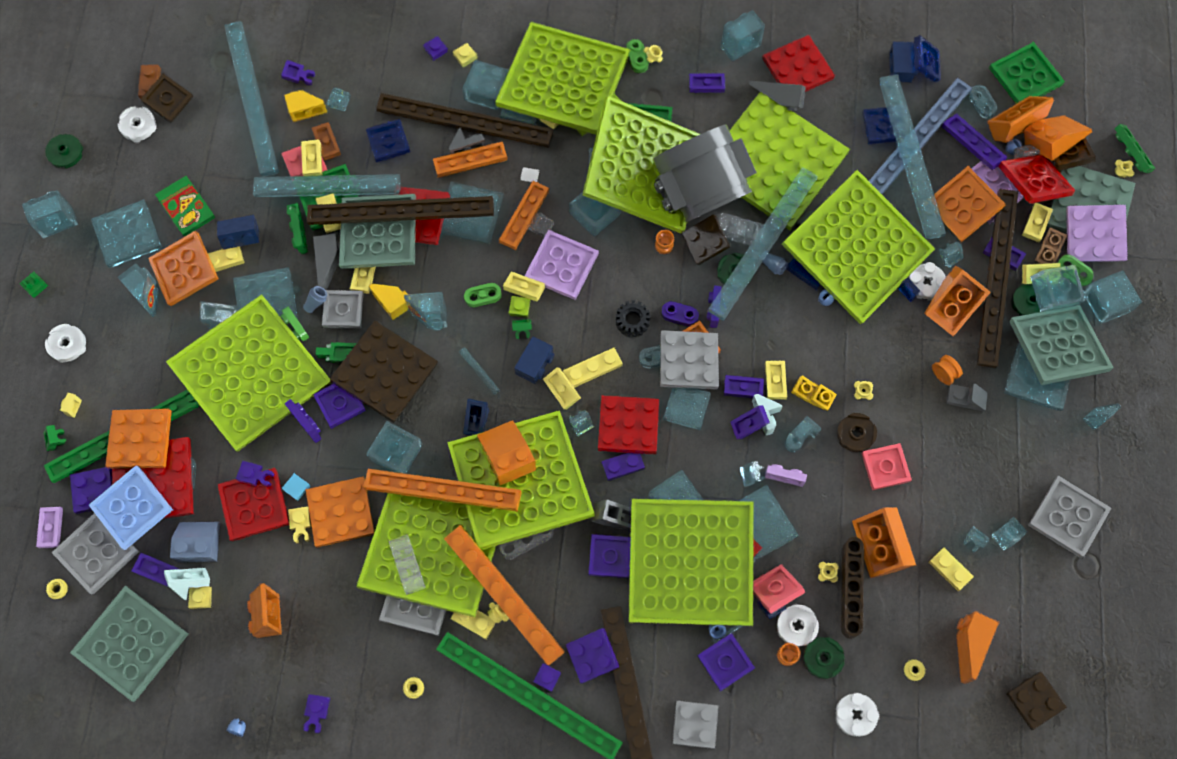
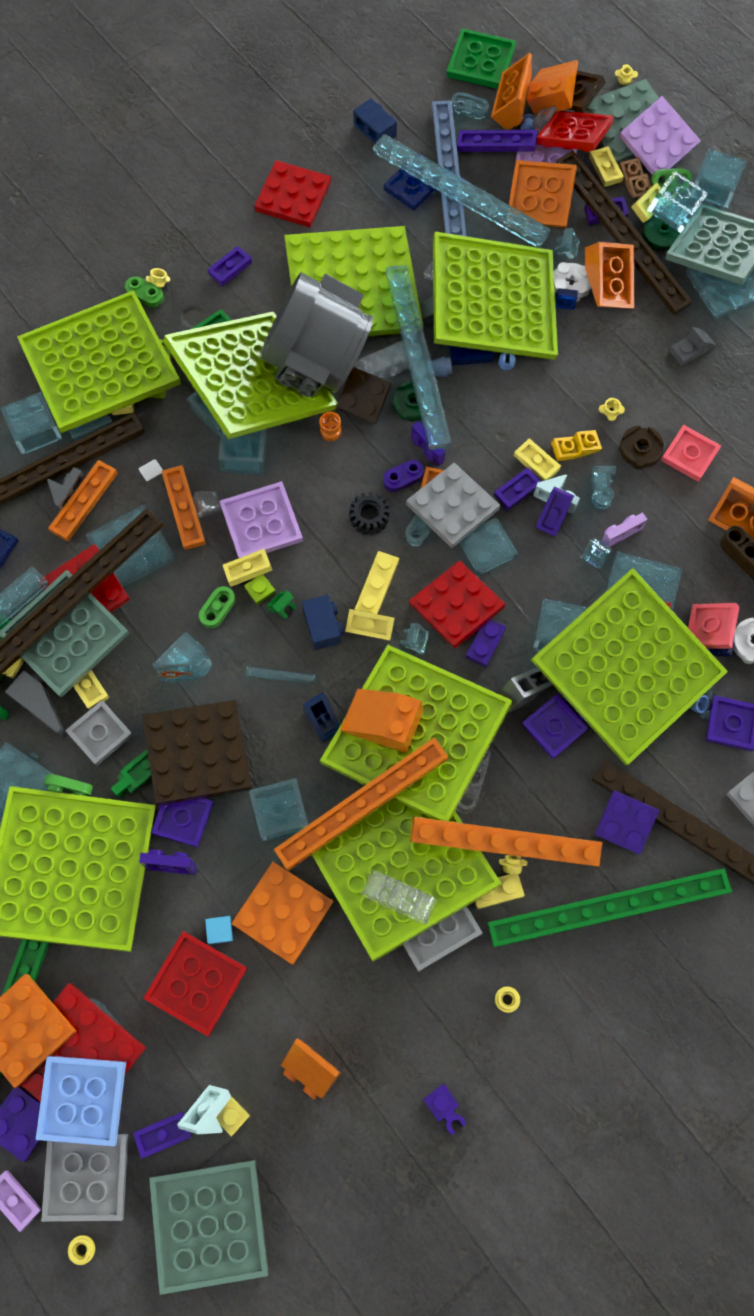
camera: 45 degrees left, 0 degrees up
(195, 542) = (175, 1070): sand blue slope -> none
(236, 728) = (389, 1195): medium blue hinge -> none
(251, 474) = (167, 956): dark purple plate -> none
(299, 520) = (253, 956): light yellow plate -> none
(315, 298) = (64, 745): sand blue cone -> none
(390, 298) = (136, 684): yellow slope -> none
(547, 677) = (607, 877): dark purple plate -> none
(742, 35) = (222, 200): clear light blue brick -> none
(785, 94) = (308, 221): dark grey slope -> none
(832, 567) = (737, 572): light yellow plate -> none
(927, 58) = (394, 104): clear blue plate -> none
(947, 369) = (659, 335): orange wheel -> none
(1134, 149) = (618, 53): green plate -> none

